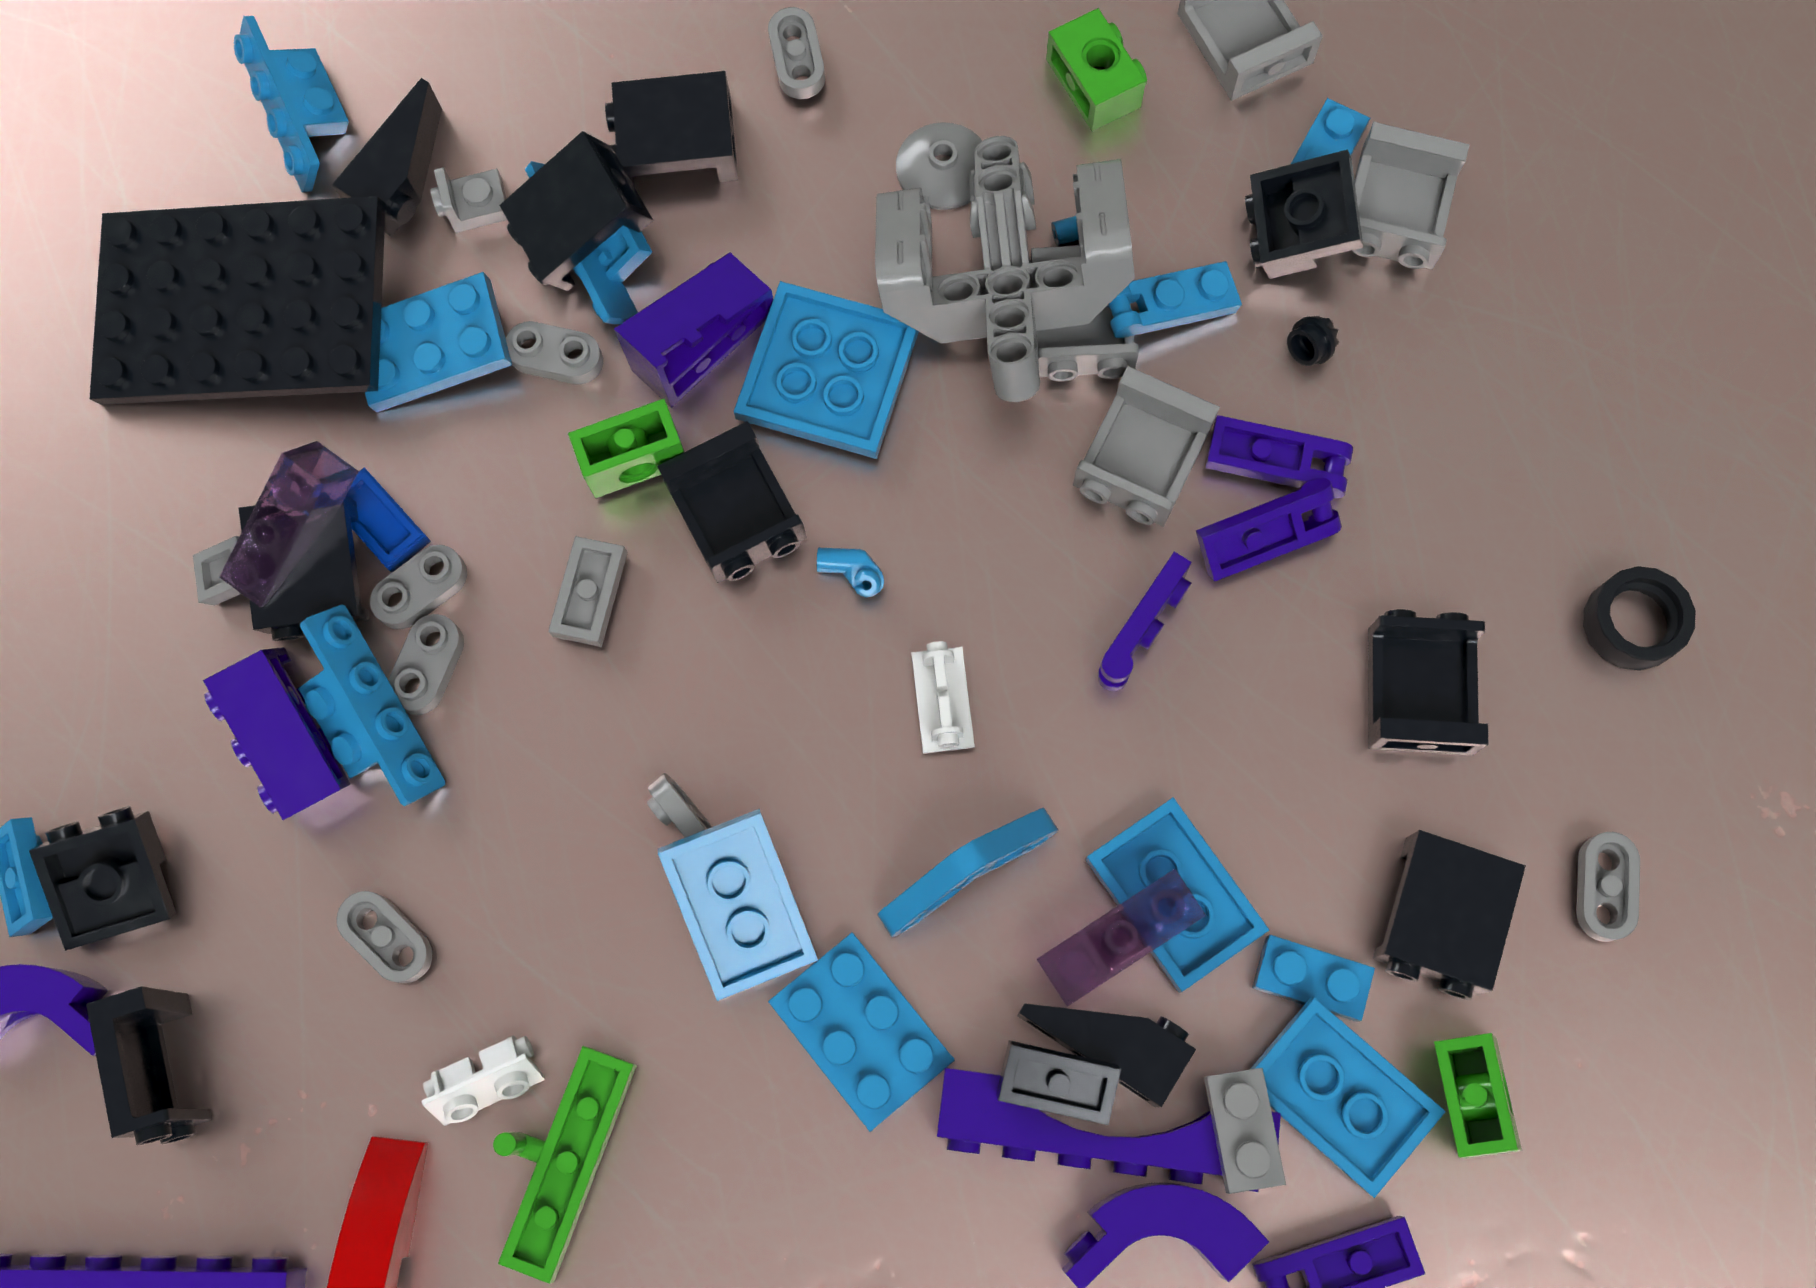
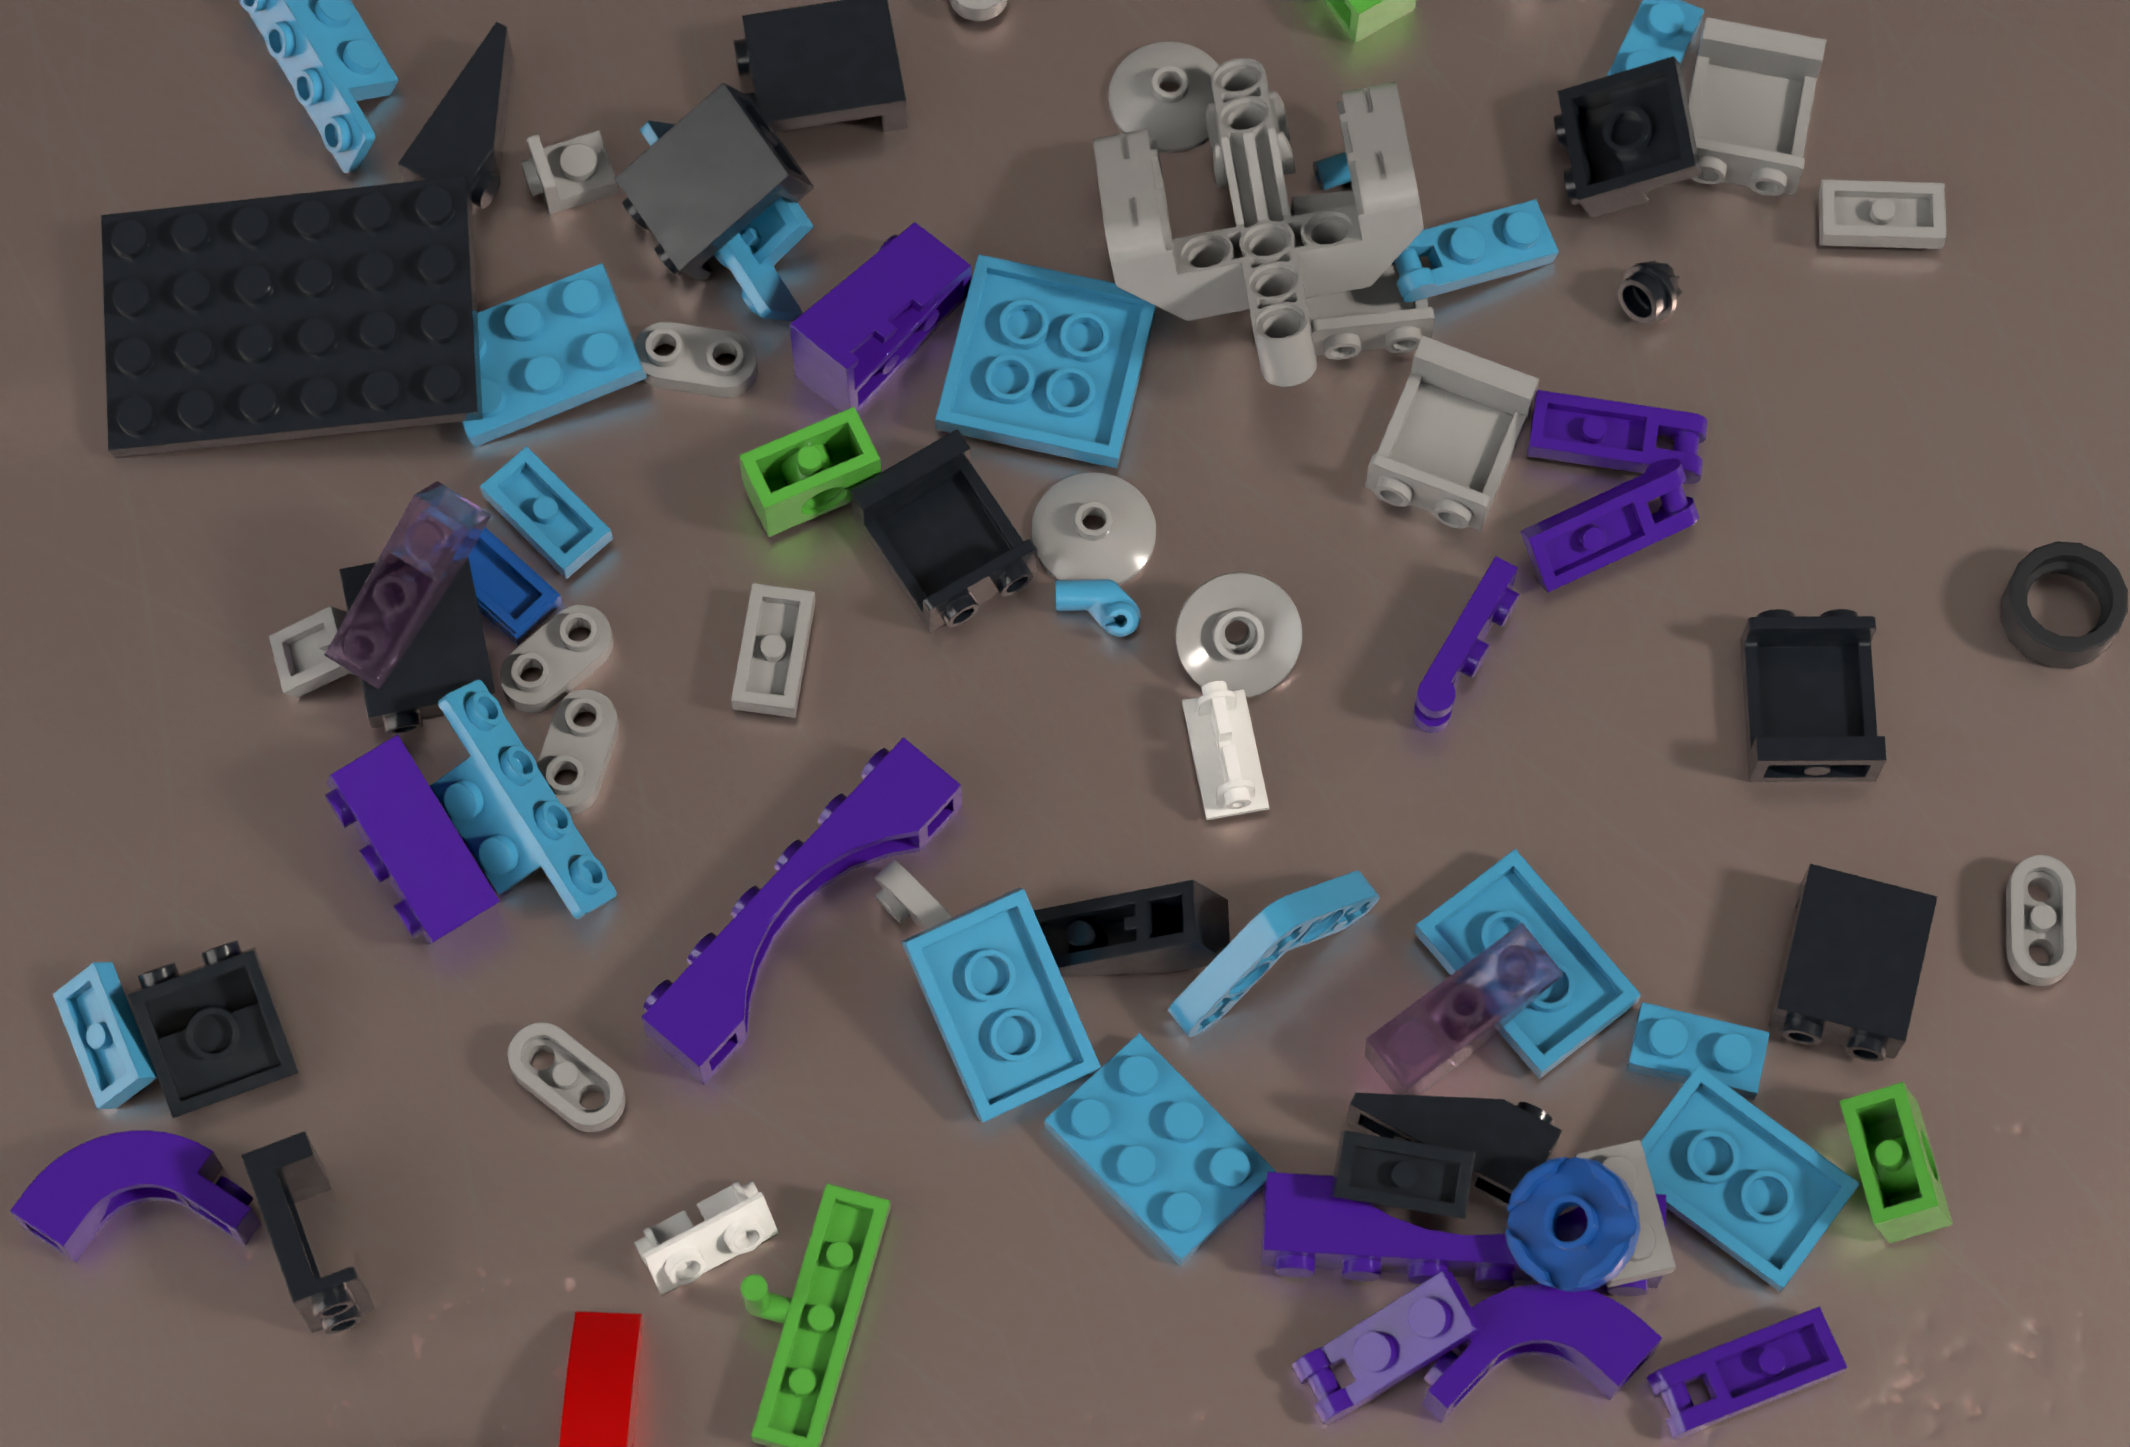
camera: 10 degrees left, 5 degrees down
(421, 468) = (546, 512): none -> dark azure plate
(507, 883) = (887, 815): none -> dark purple arch
(854, 846) = (1138, 931): none -> black slope
(863, 528) = (1077, 553): none -> light grey dish
(963, 626) = (1262, 655): none -> light grey dish
(1037, 1227) = (1389, 1346): none -> plate
(1232, 1134) = (1610, 1229): none -> blue tile
(1504, 288) = (1882, 214): none -> light grey plate

